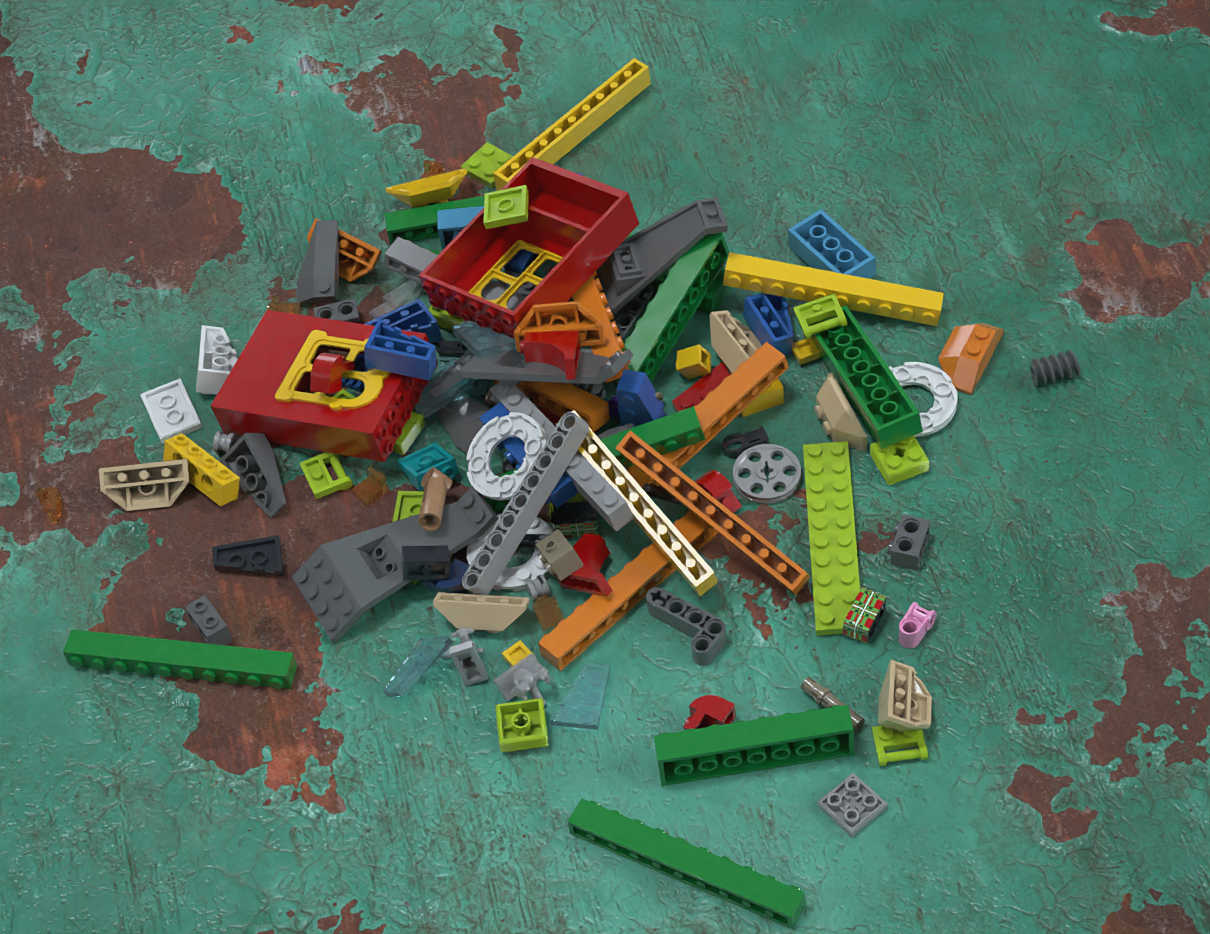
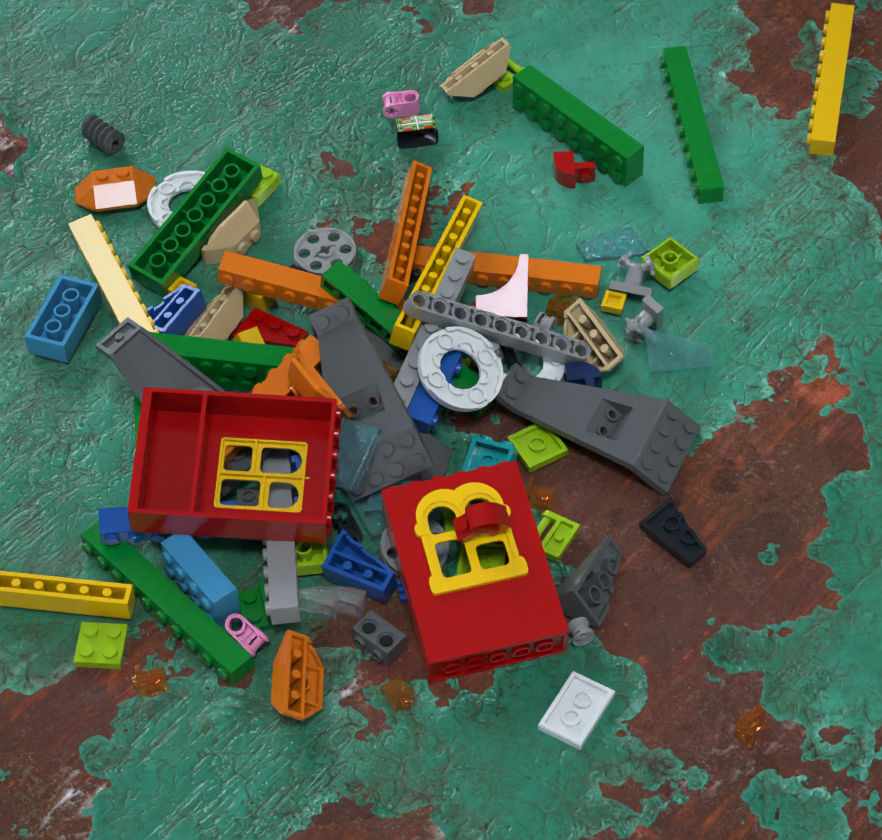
camera: 130 degrees left, 0 degrees up
(145, 484) = (667, 656): tan wedge -> none
(180, 659) = (809, 514): green brick -> none
(204, 470) = (624, 624): yellow brick -> none
(208, 622) = (760, 512): dark grey brick -> none
(214, 360) = (504, 699): white wedge -> none
(320, 270) = (337, 677): dark grey wedge -> none
(398, 353) = (426, 477): blue wedge -> none
(418, 235) = (249, 636): none -> bright pink piece
(425, 562) = (593, 379): black hinge -> none
(429, 189) = (173, 652): yellow wedge -> none
(435, 489) = (530, 412): medium nougat piece -> none
(506, 207) = (211, 482): lime plate -> none
(553, 348) = (340, 362): red arch -> none
(558, 555) = (518, 301): dark tan brick -> none
(664, 606) = (504, 203): dark grey beam -> none
(719, 488) = (370, 264): red brick -> none
(818, 311) = (153, 274): lime plate -> none
(824, 697) = (501, 121): dark tan pin -> none
(831, 534) = (352, 188): lime plate -> none
(852, 805) = (571, 72): light grey tile -> none
(909, 542) = (330, 139): dark grey brick -> none

